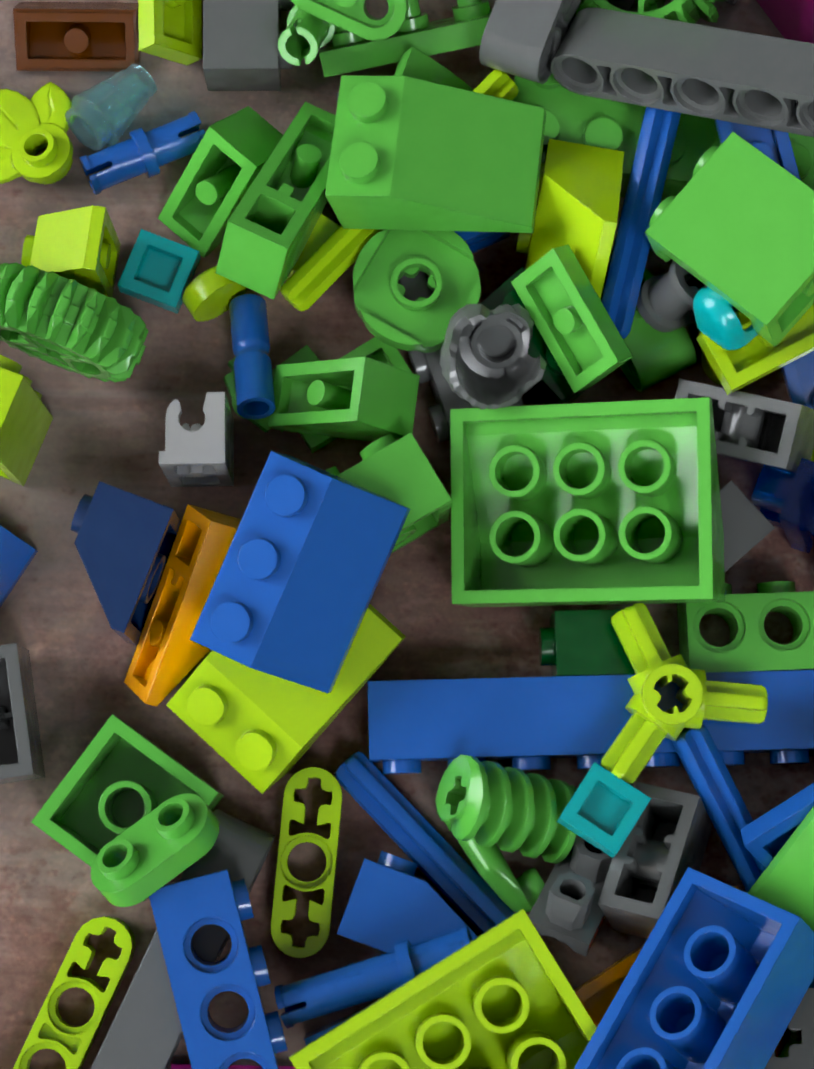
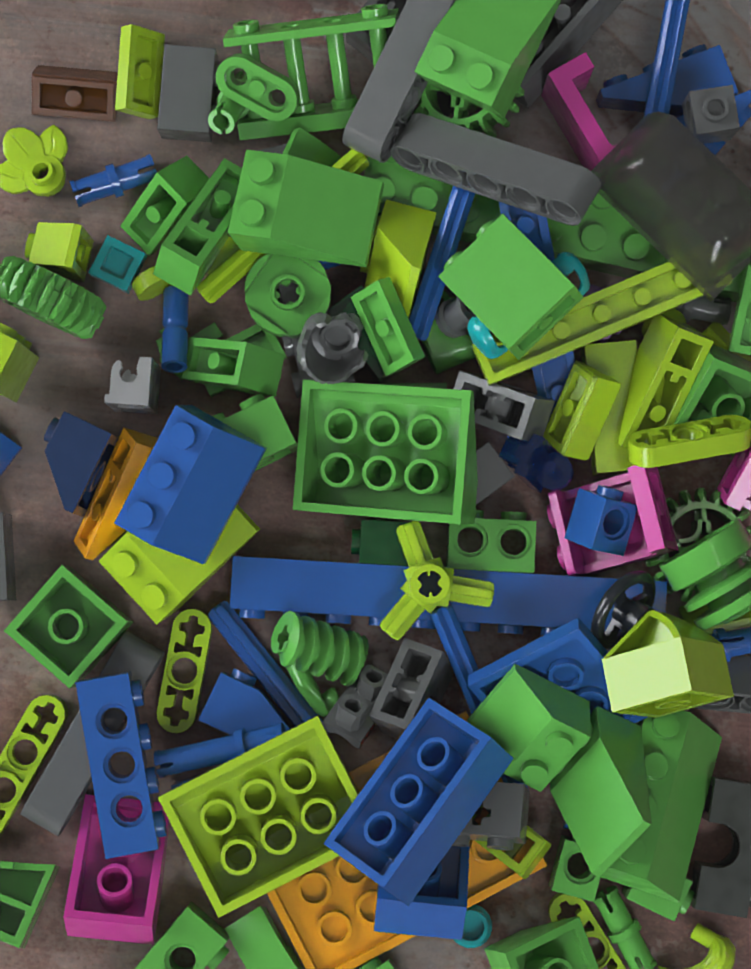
camera: 10 degrees right, 5 degrees up
(109, 108) = (91, 148): clear light blue cone -> none
(155, 850) = (82, 656): bright green plate -> none
(603, 810) = (378, 655): teal plate -> none

